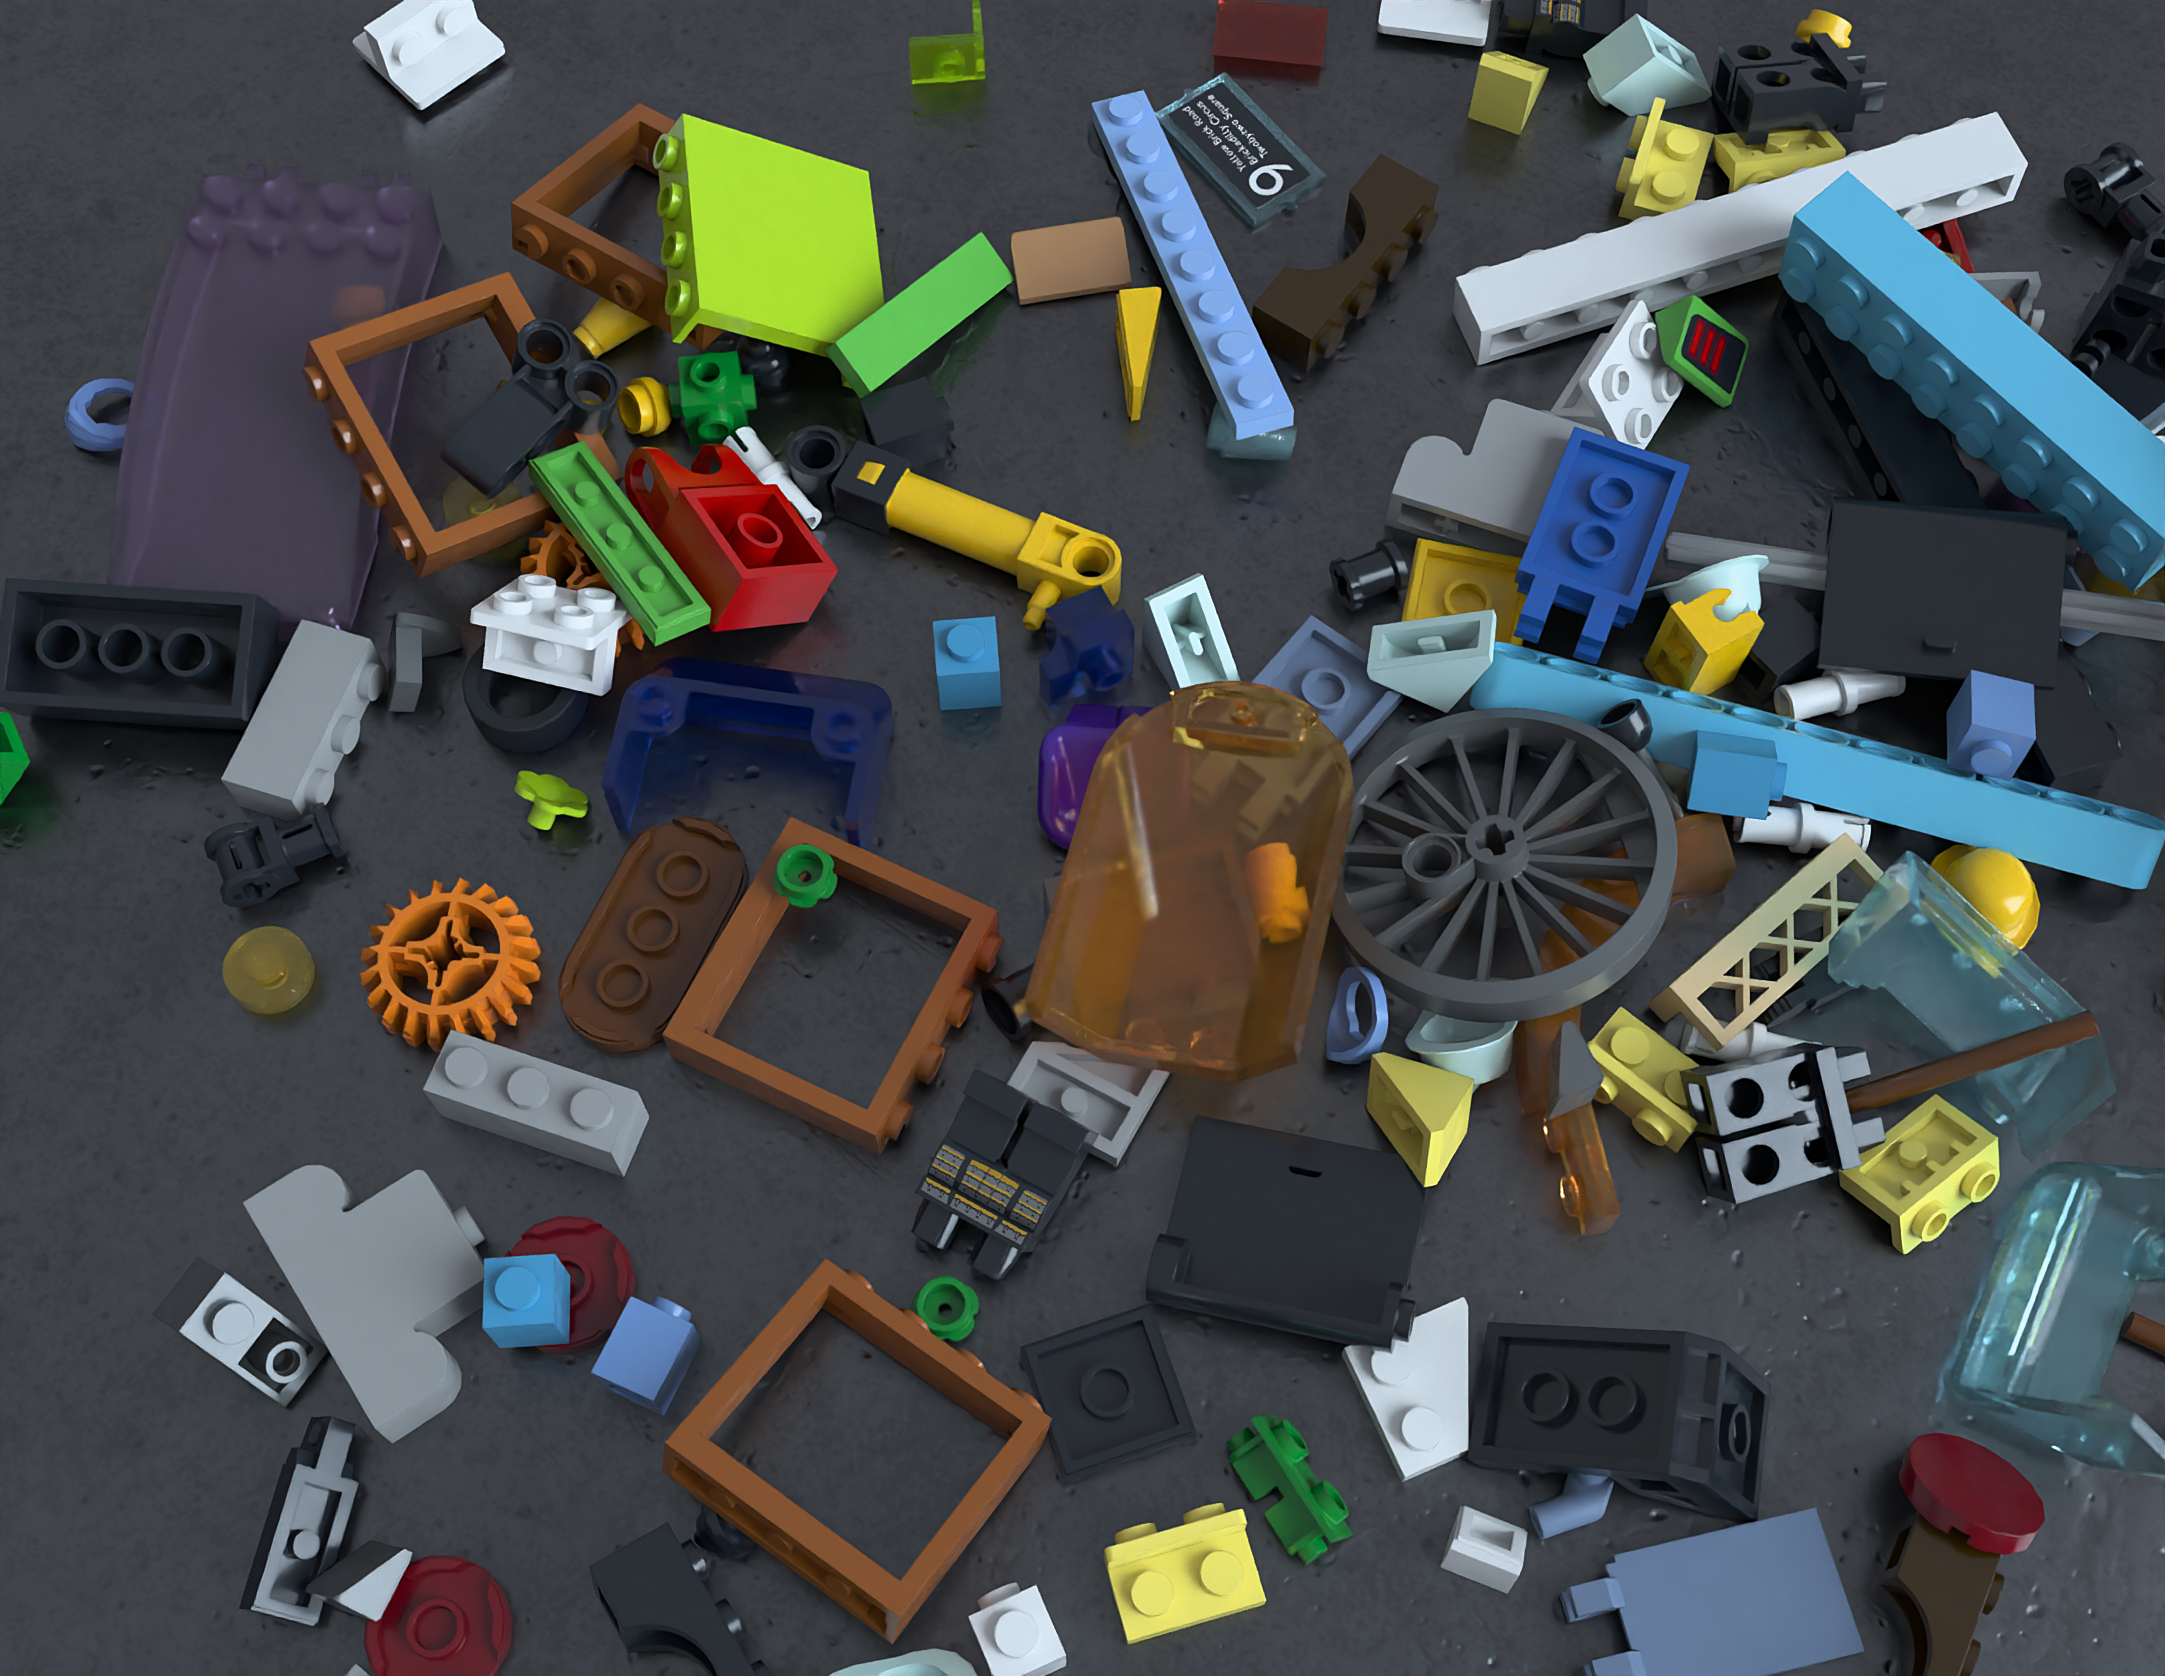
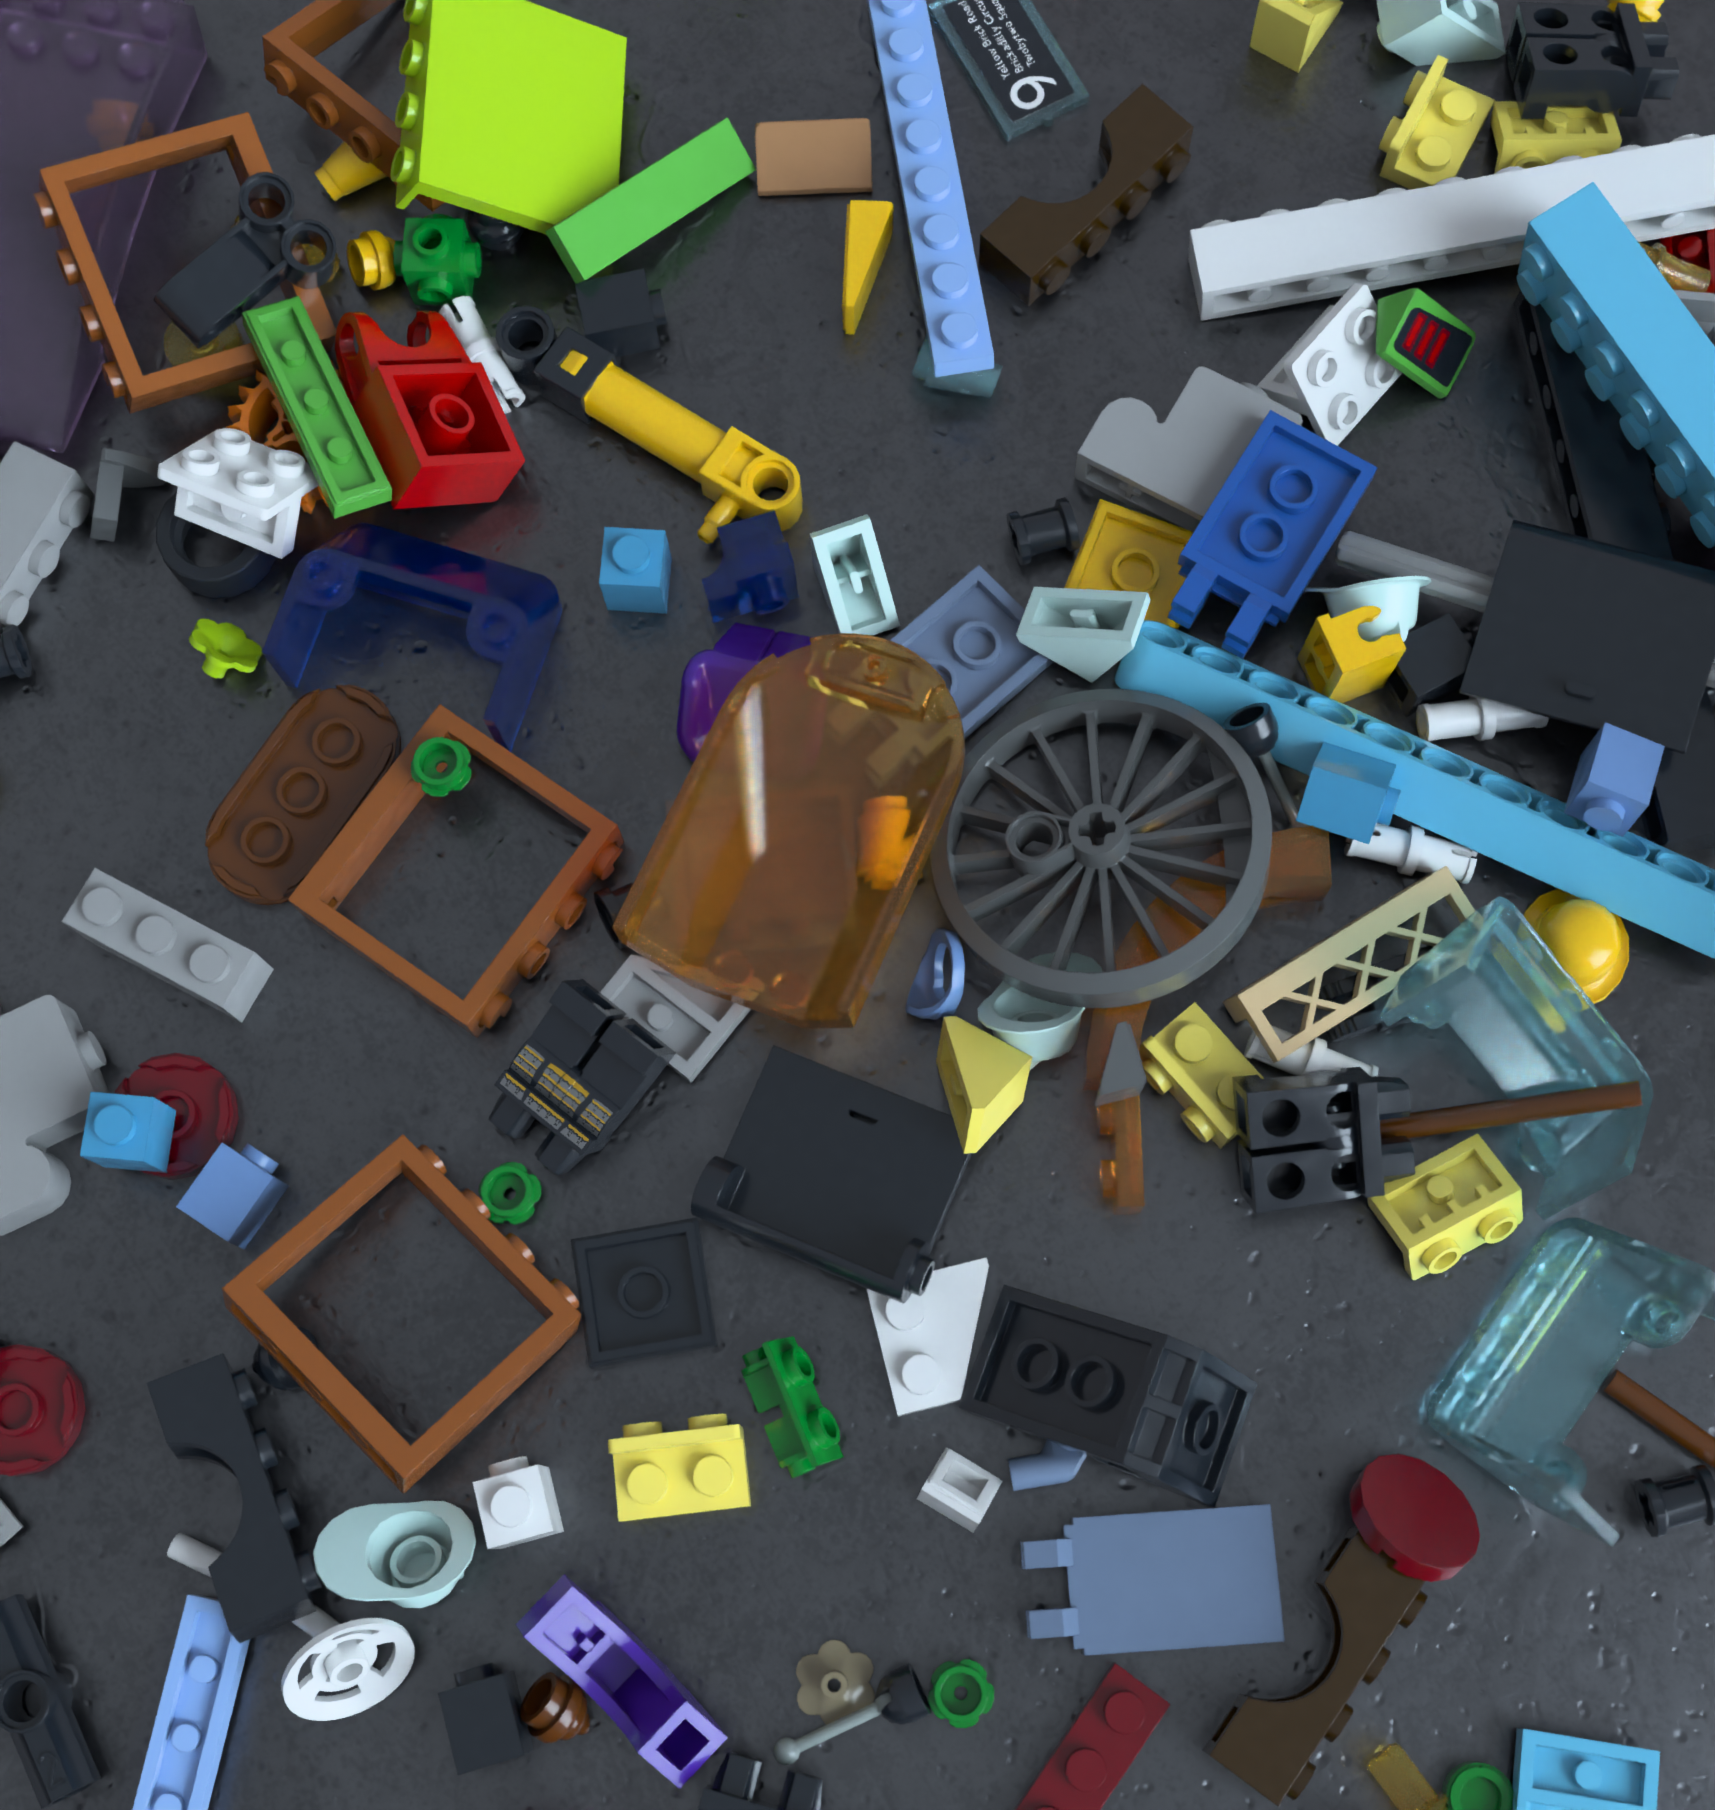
camera: 15 degrees right, 10 degrees up
(407, 952) = (116, 756): orange gear -> none

